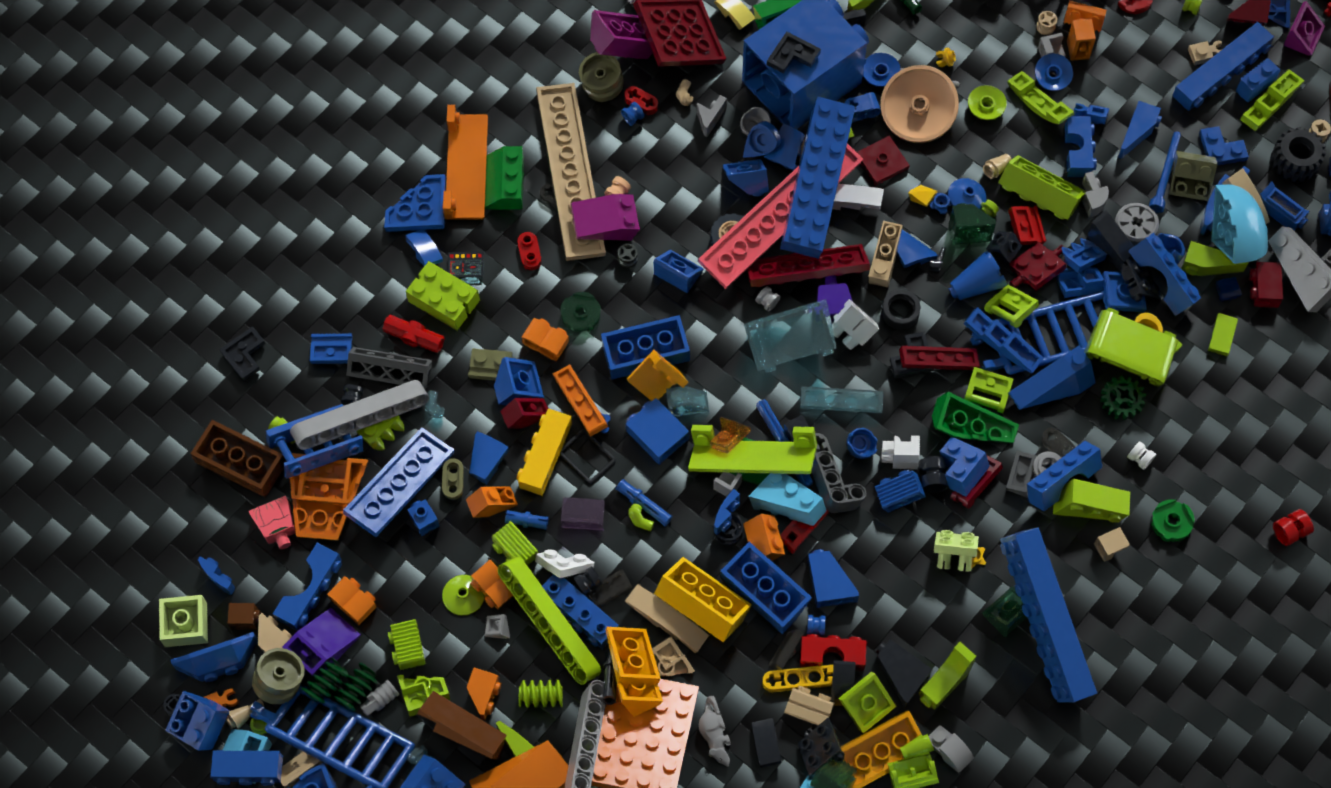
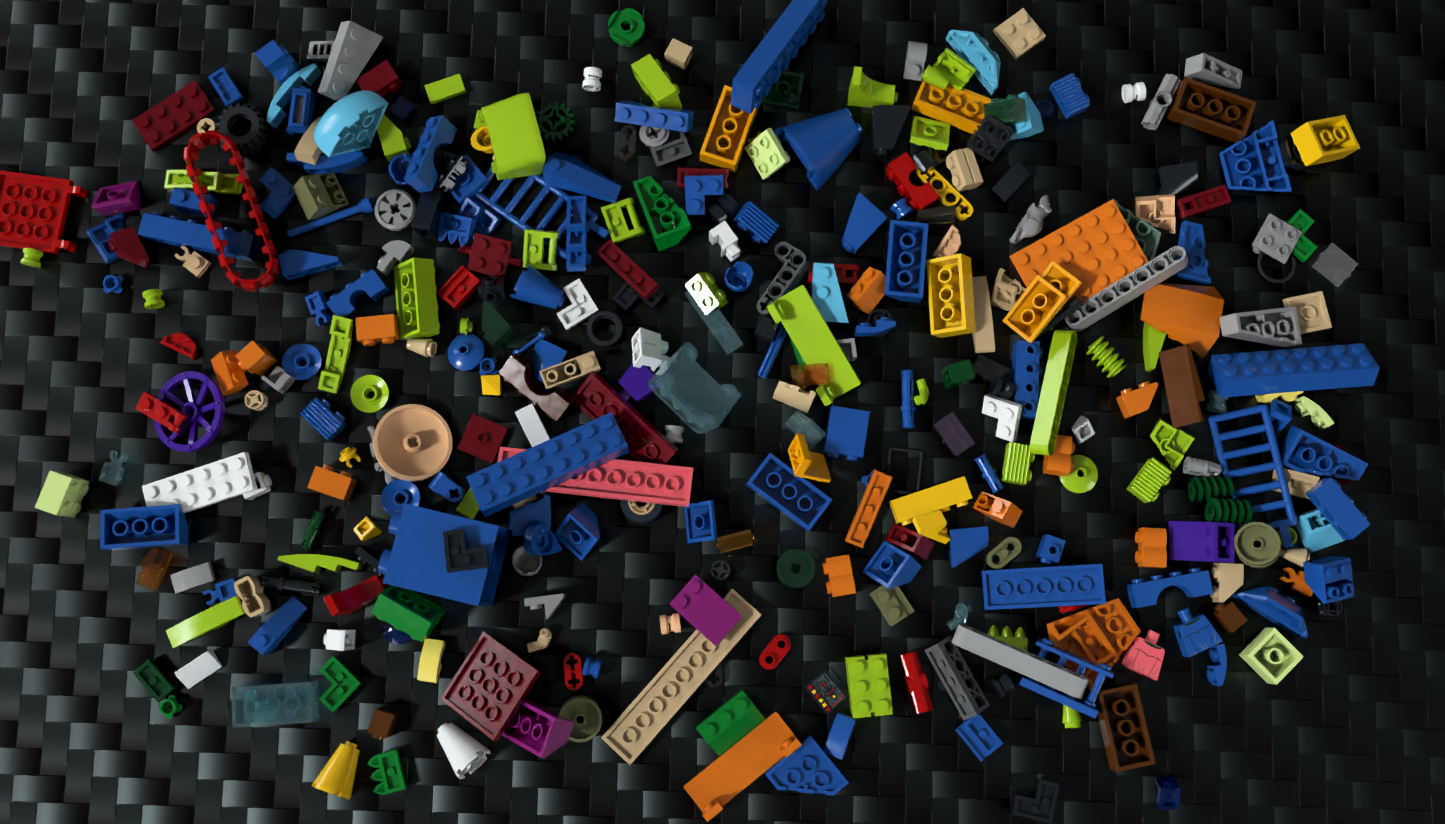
camera: 130 degrees left, 15 degrees up
(159, 455) = (1168, 793): none -> clear blue bracket
(255, 578) = (1194, 633): none -> blue torso
(521, 431) = (932, 526): none -> yellow slope
(630, 552) = (958, 374): none -> dark green brick
(641, 279) = (735, 541): none -> clear orange piece
(728, 410) = (794, 396): none -> tan slope
(751, 643) = (949, 244): none -> light nougat plate
(869, 408) = (705, 292): none -> bracket
(876, 33) = (367, 529): none -> yellow slope
(914, 218) = (519, 373): none -> arch
(932, 601) = (822, 143): none -> blue cone
(933, 31) = (332, 483): none -> orange brick
(935, 232) = (541, 335): none -> blue hinge
(936, 306) = (581, 307): none -> white plate
(992, 58) = (324, 419): none -> blue brick
(994, 518) = (726, 133): none -> light orange brick
(1038, 140) = (377, 329): none -> orange brick
(1232, 73) = (196, 144): none -> red piece
(1298, 190) = (305, 75): none -> medium azure slope

